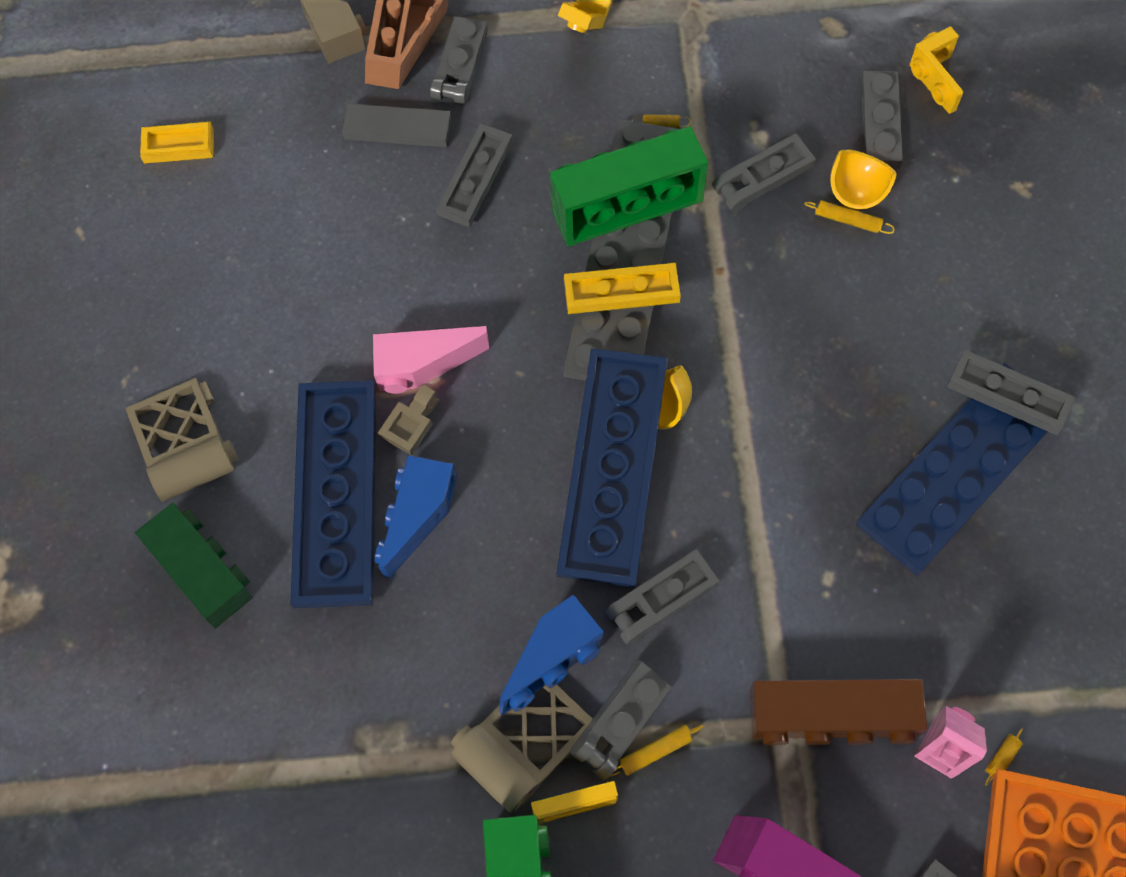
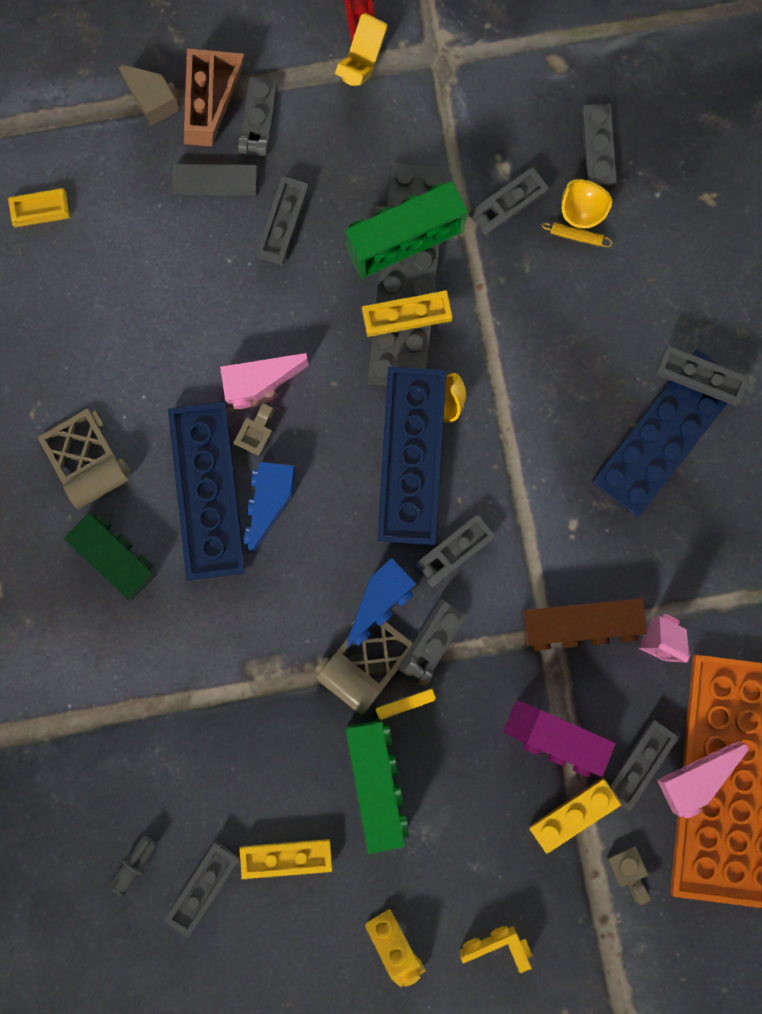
camera: 10 degrees left, 15 degrees up
(656, 750) = (459, 660): yellow piece -> none
(663, 120) = (432, 160): yellow piece -> none
(927, 67) = (632, 99): yellow bracket -> none
(1004, 755) = (700, 642): yellow piece -> none

